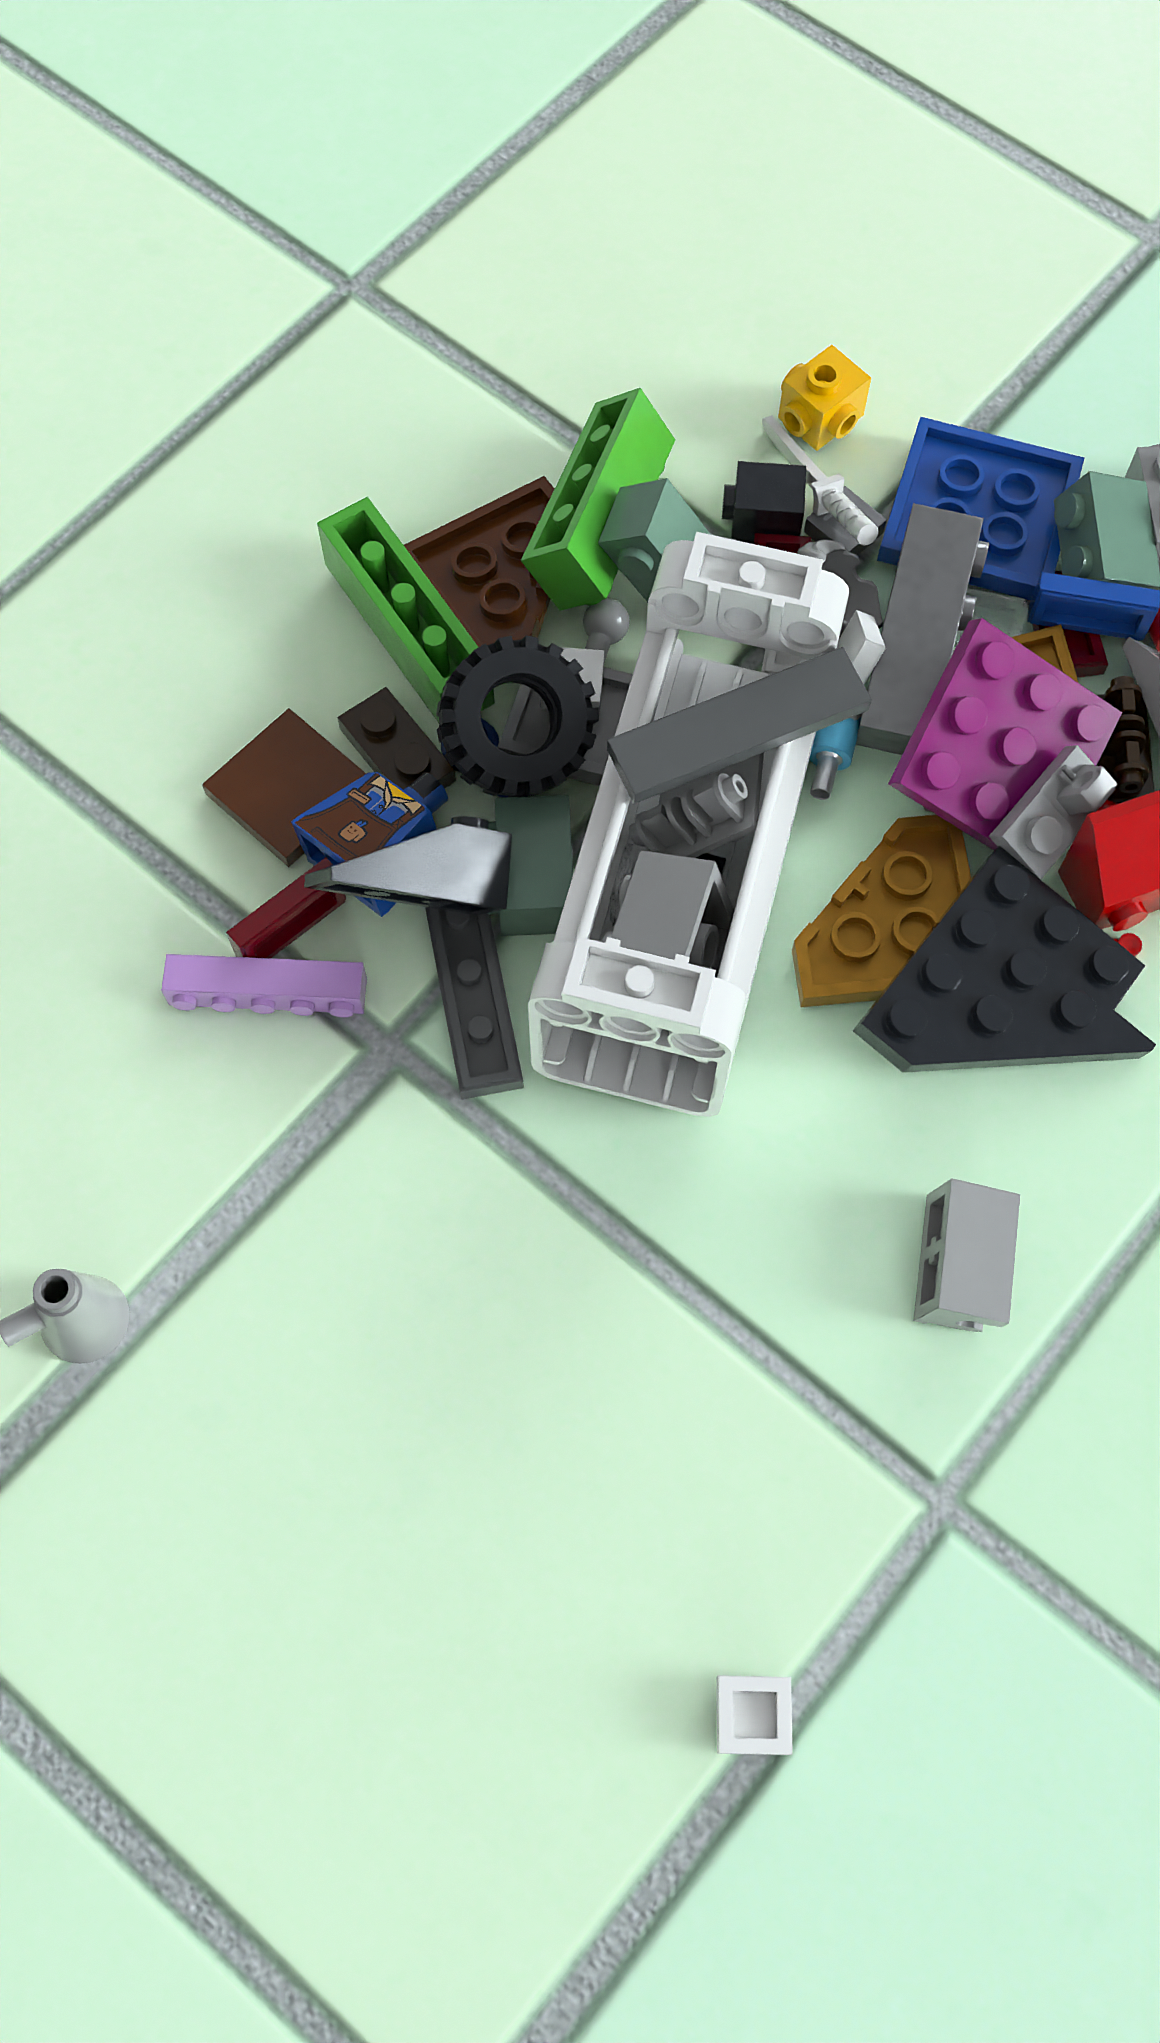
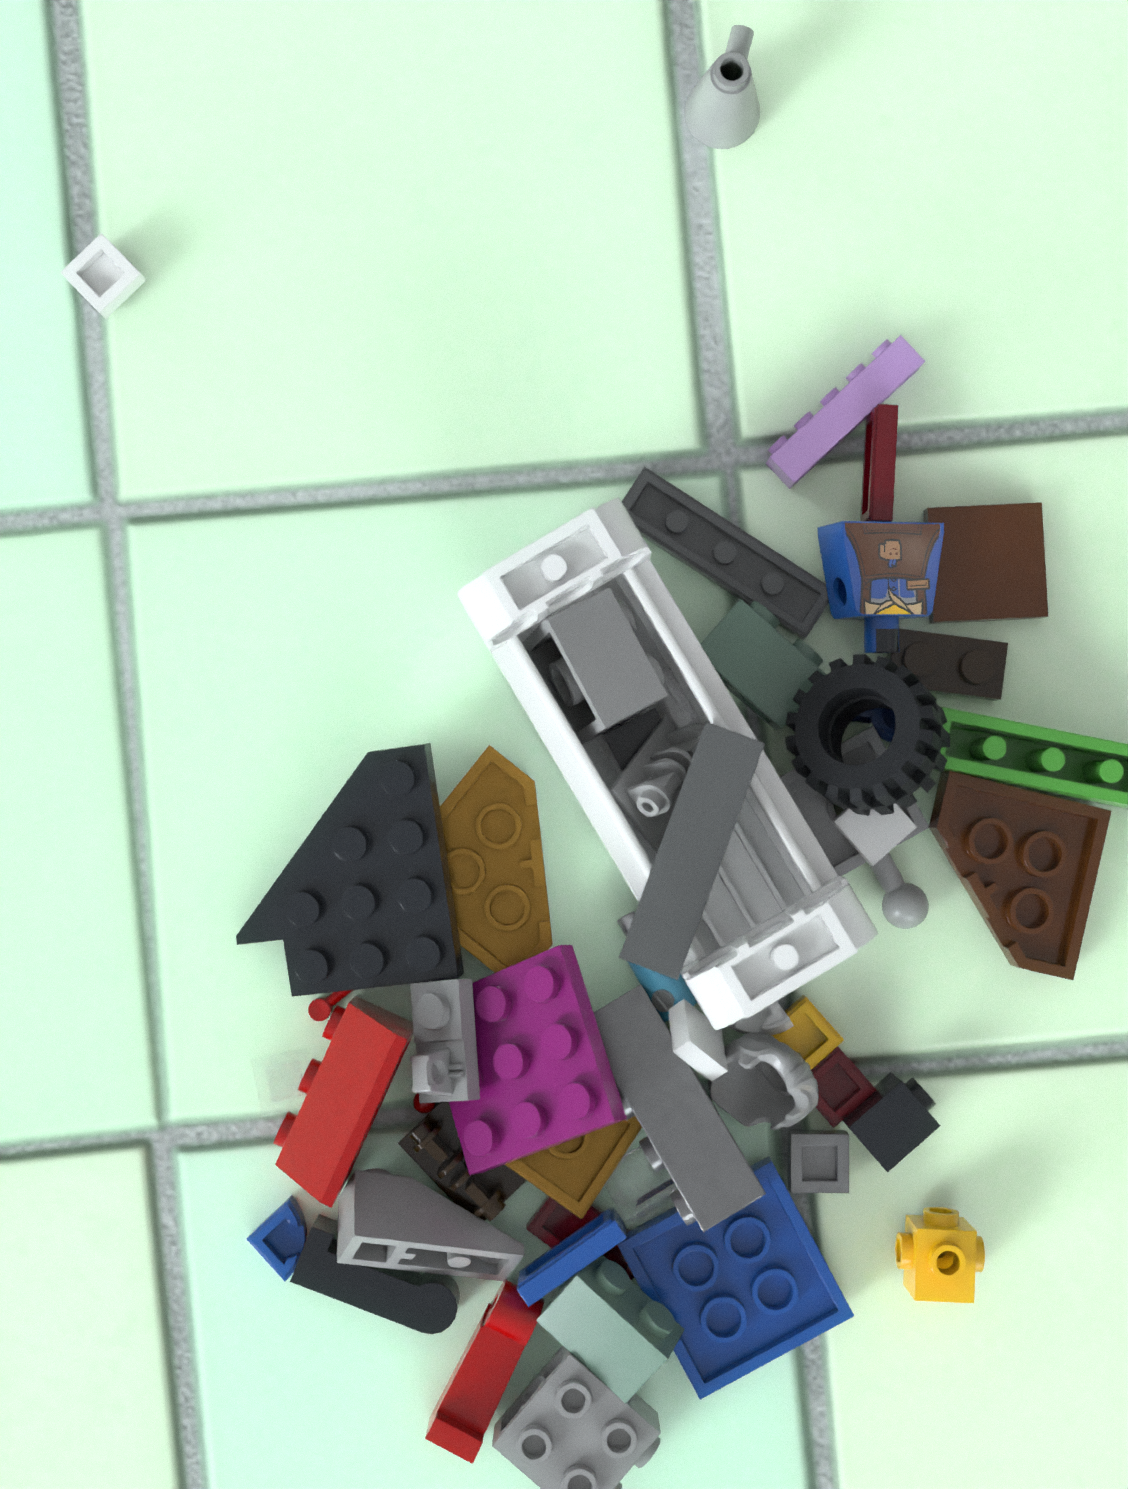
camera: 135 degrees right, 20 degrees up
(442, 869) = (811, 562): slope -> none
(617, 448) = (1005, 989): bright green brick -> none
(641, 526) = (916, 988): sand green brick -> none
(826, 490) = (851, 1165): white sword -> none
(967, 1256) = (226, 671): light grey hinge -> none

